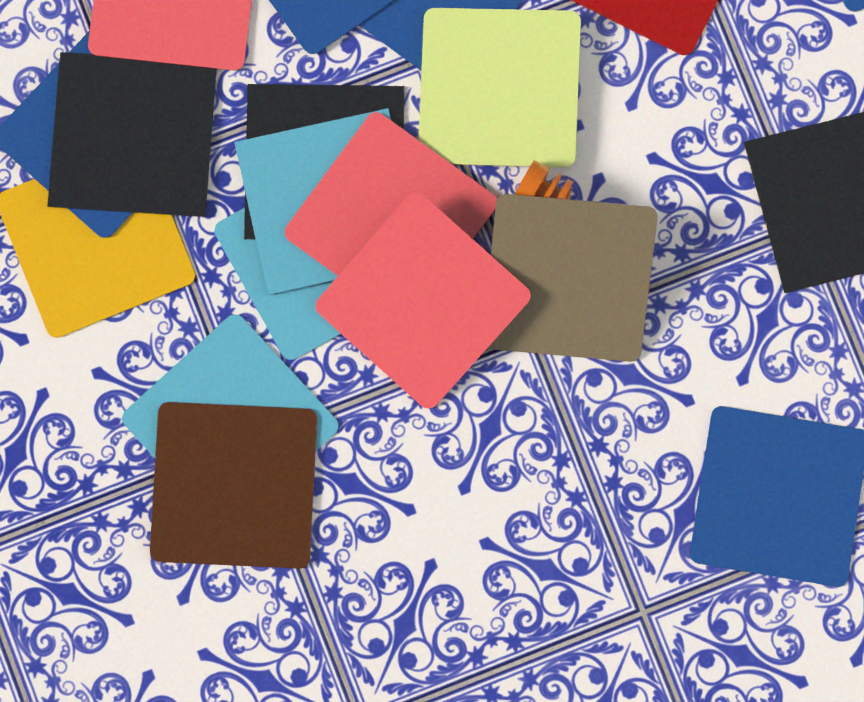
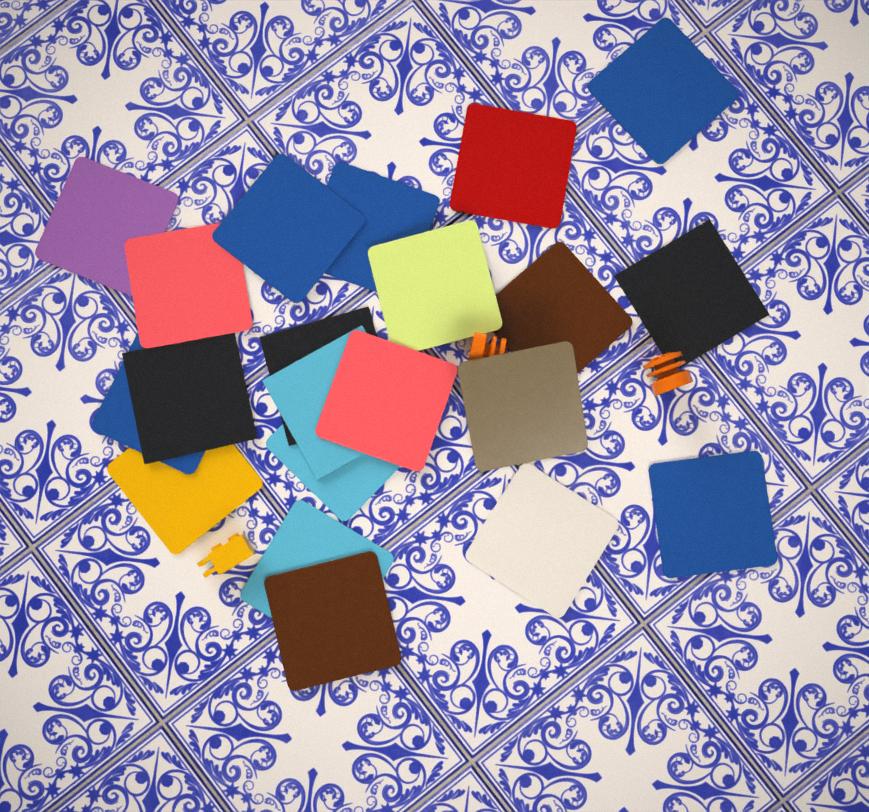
camera: 15 degrees left, 0 degrees up
(122, 357) = (228, 555): none -> yellow hinge
(422, 300) = (426, 452): coral piece -> none
(541, 462) = (542, 540): none -> white piece
(662, 156) = (558, 303): none -> reddish brown piece
(774, 290) = (667, 373): none -> orange wheel

